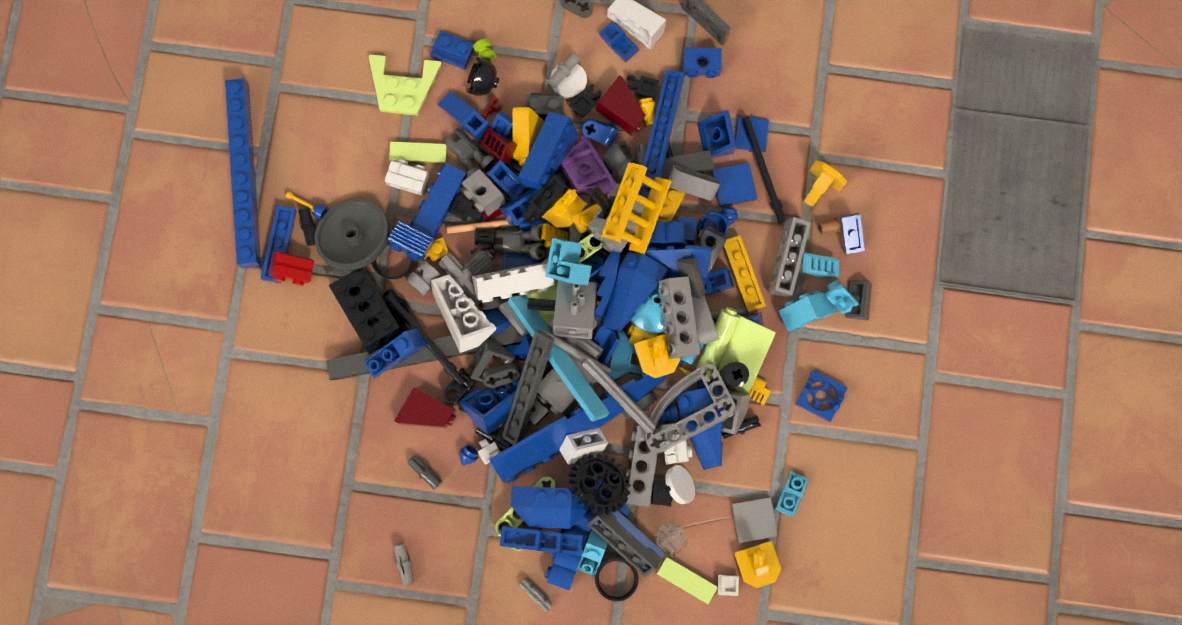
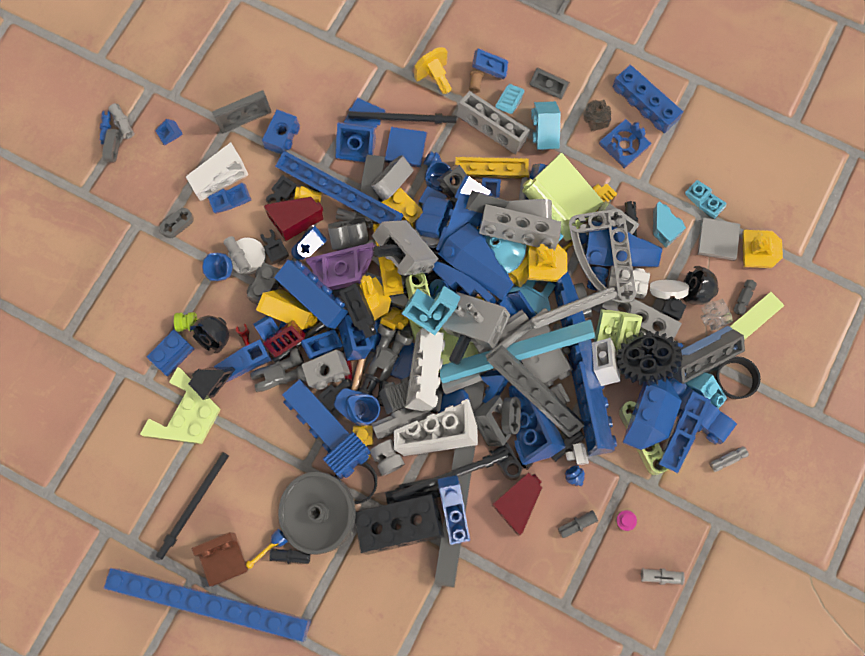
camera: 65 degrees left, 5 degrees down
(279, 237) = (296, 592): blue plate -> none
(285, 169) = (221, 558): none -> copper bracket
(288, 119) = (170, 539): none -> black bar
(291, 267) = (327, 586): red brick -> none
(407, 177) = (279, 439): white brick -> none
(418, 152) = (258, 421): yellowish green tile -> none
(437, 94) = (210, 380): none -> black slope
(443, 516) = (626, 520): none -> dark pink plate
(460, 233) = (357, 406): none -> blue helmet
(546, 57) = (217, 267): none -> blue hair
(622, 446) = (617, 326): none -> yellowish green slope
(624, 203) = (404, 224): yellow fence -> none
(695, 515) = (702, 286): none -> black cylinder
(703, 563) = (745, 297): none -> dark grey axle
(728, 585) = (771, 282): white tile -> none
(741, 372) = (587, 200): black piece -> none
(746, 463) = (666, 225): none -> medium azure slope
(834, 362) = (597, 115): none -> clear smoke brick
(840, 297) = (546, 92): medium azure hips -> none
(877, 401) = (647, 99): none -> blue brick

